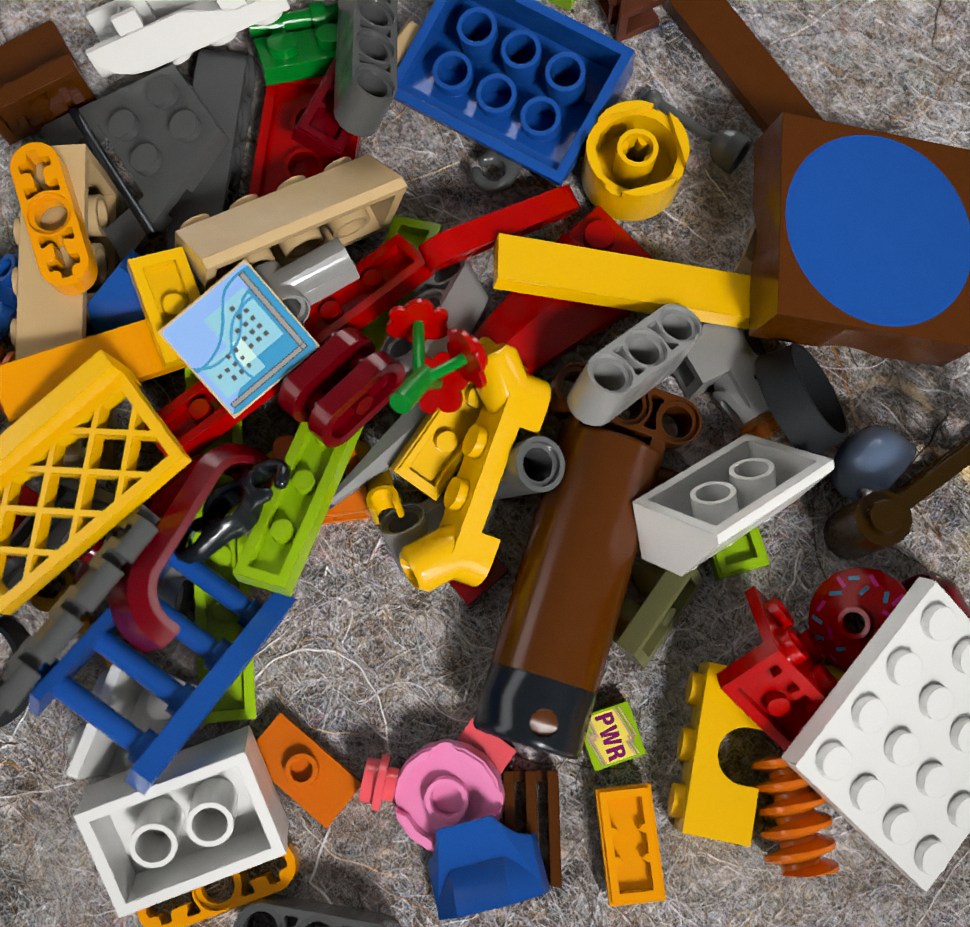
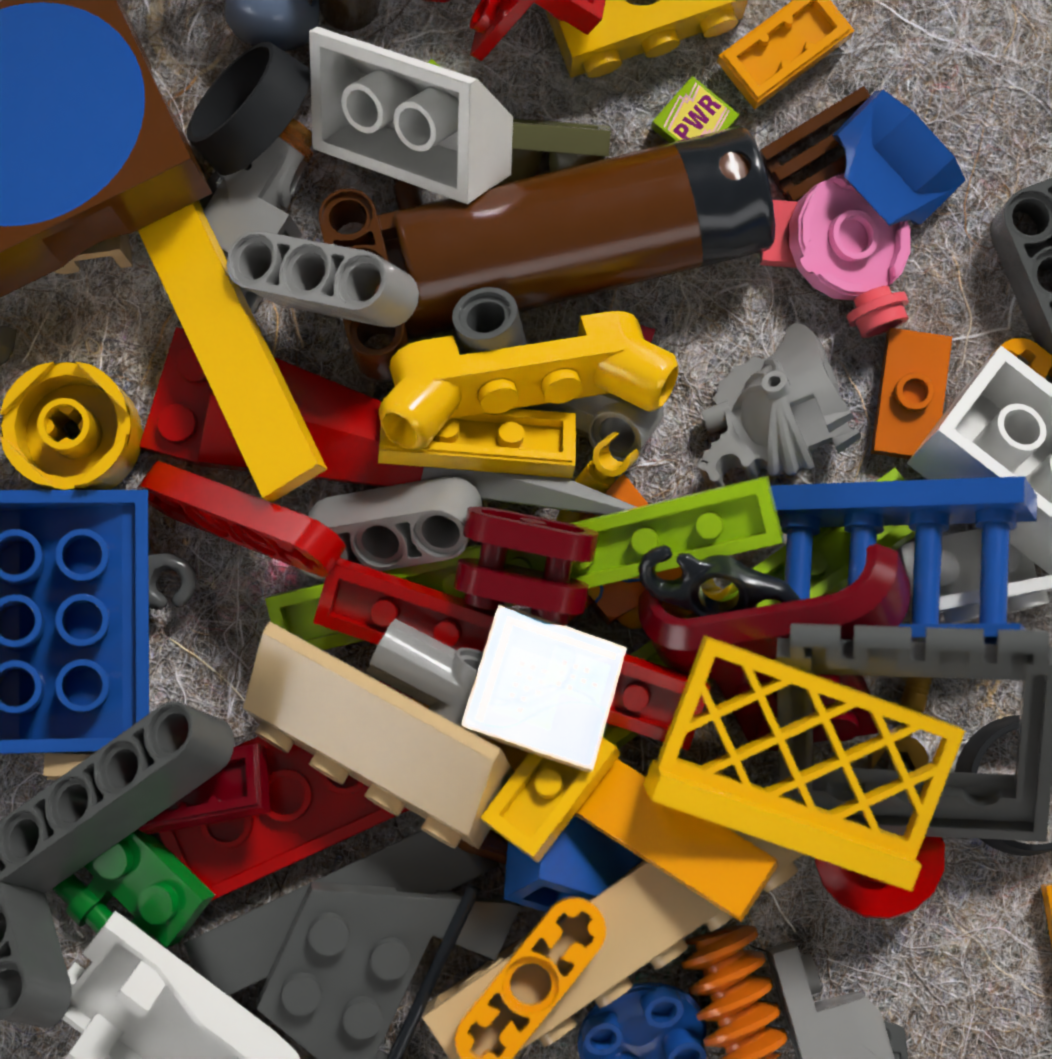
camera: 125 degrees left, 5 degrees up
(349, 654) = (777, 412): none -> light grey helmet
(435, 380) = (458, 468): red plant -> none

